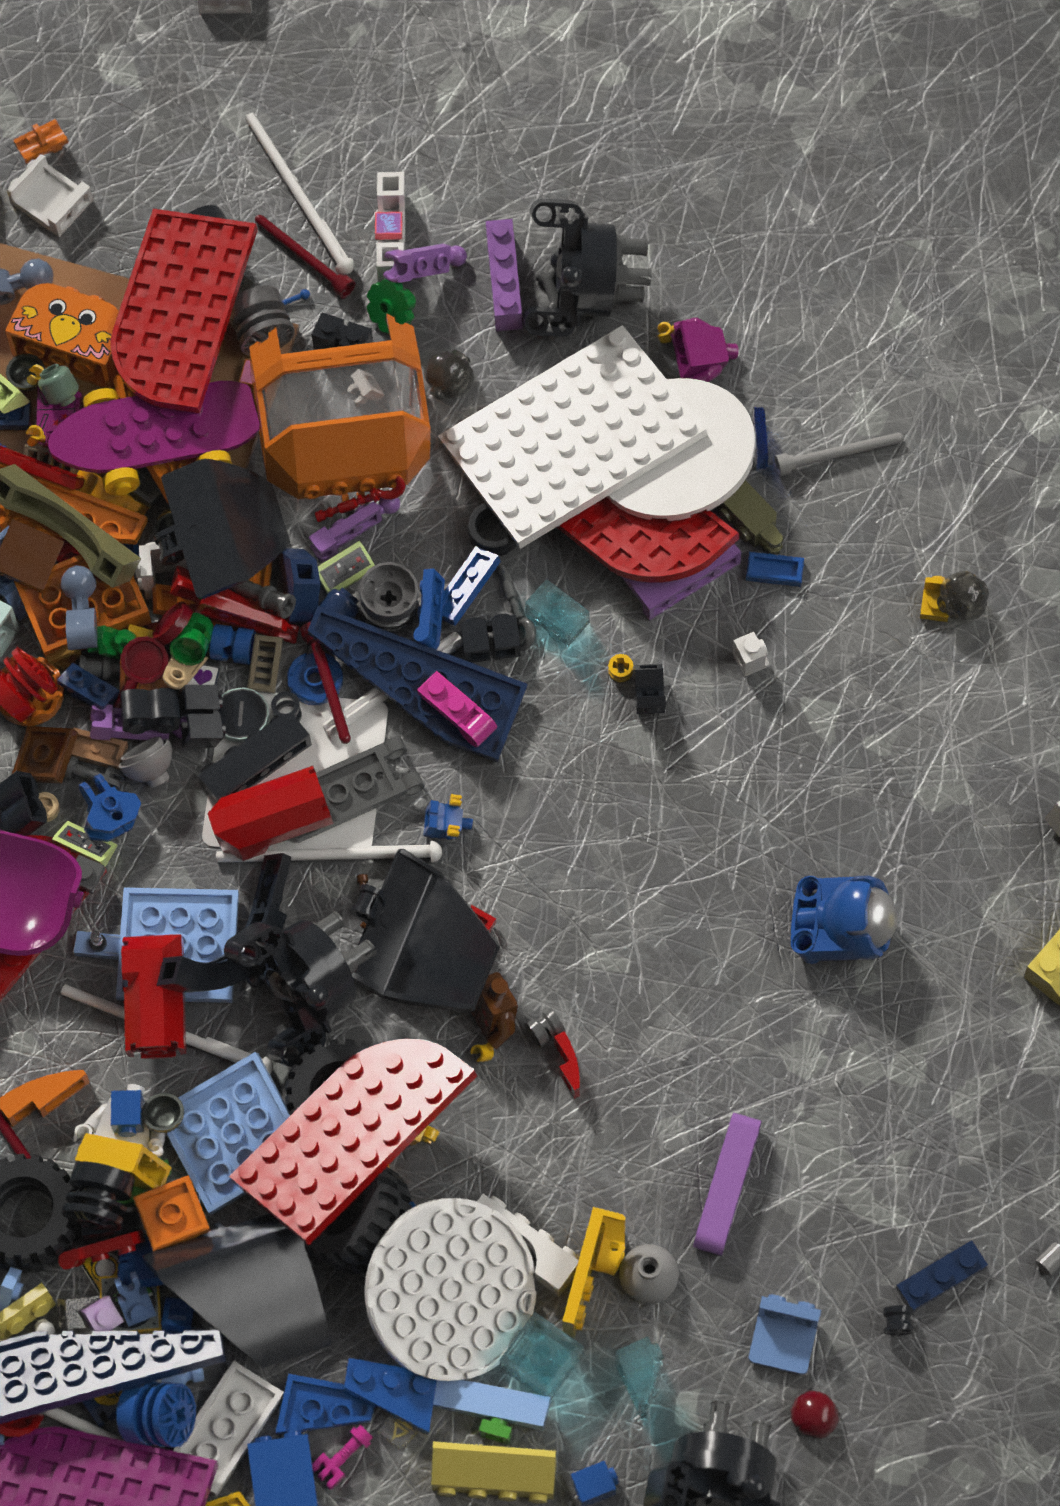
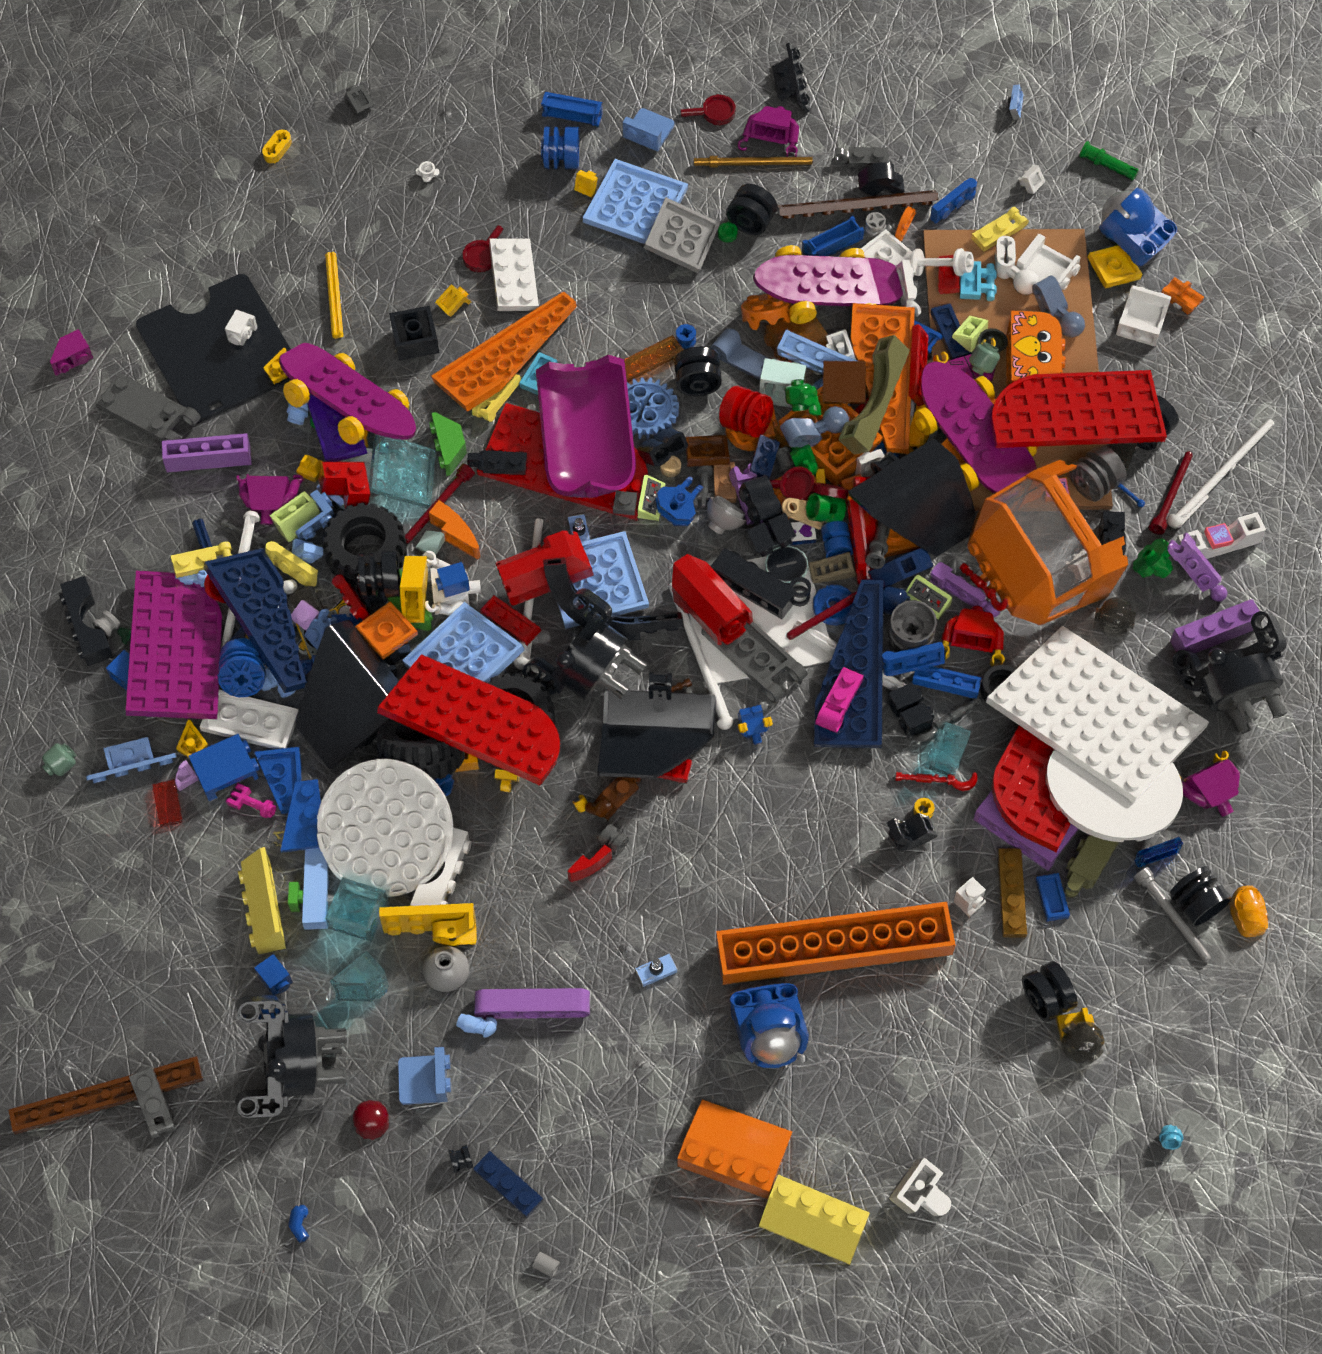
camera: 70 degrees right, 5 degrees down
(31, 610) = (802, 397): none -> green head
(44, 1132) = (431, 541): none -> light aqua slope
(163, 1112) = (458, 601): pearl dark grey piece -> none
(200, 1063) = (510, 620): none -> red tile
(415, 531) = (974, 631): none -> red torso
(592, 627) = (950, 780): none -> red piece
(726, 1030) = (656, 970): none -> light blue piece
(733, 1258) = (478, 1025): none -> light blue arm
(755, 609) = (1012, 893): none -> pearl gold plate
(762, 819) = (835, 943): none -> orange brick
(838, 412) = (1197, 893): none -> black wheel
(859, 374) = (1249, 911): none -> light orange piece
(896, 608) = (1049, 991): none -> black wheel
(974, 1008) = (734, 1149): none -> orange slope

